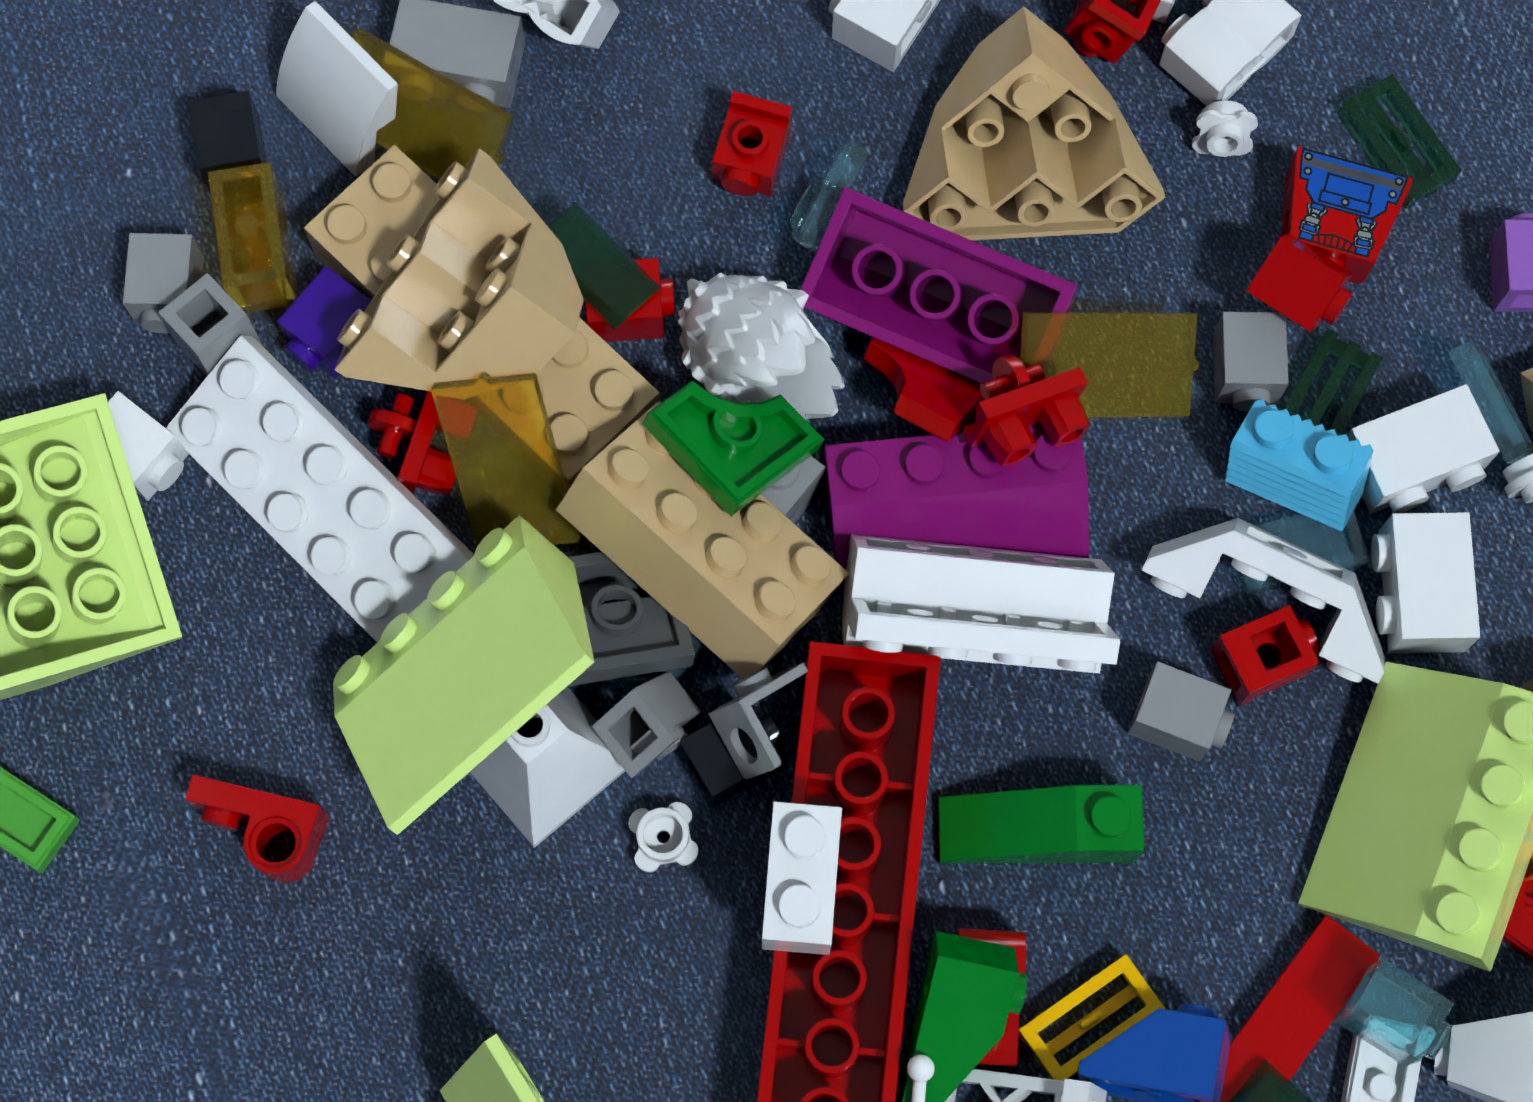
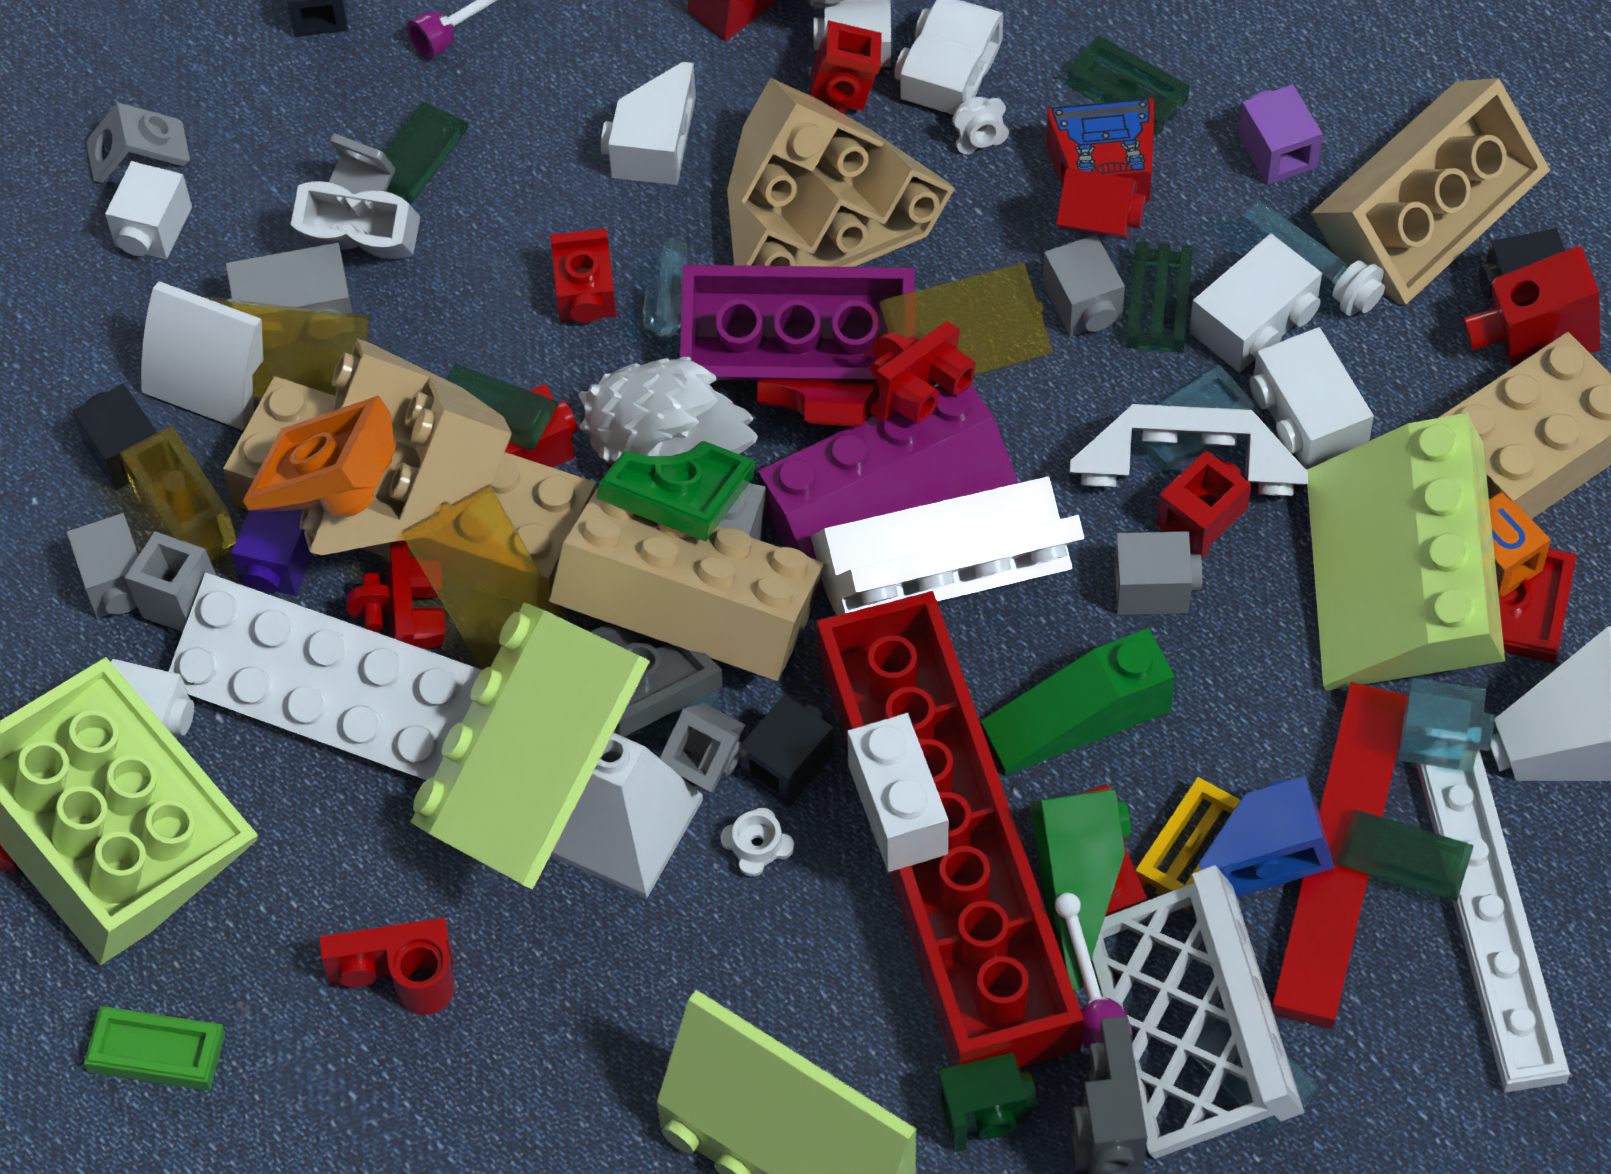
camera: 20 degrees left, 15 degrees down
(377, 290) = (327, 462): none -> orange slope
(739, 714) = (789, 689): light grey bracket -> none
(1299, 464) = (1162, 344): medium azure brick -> none

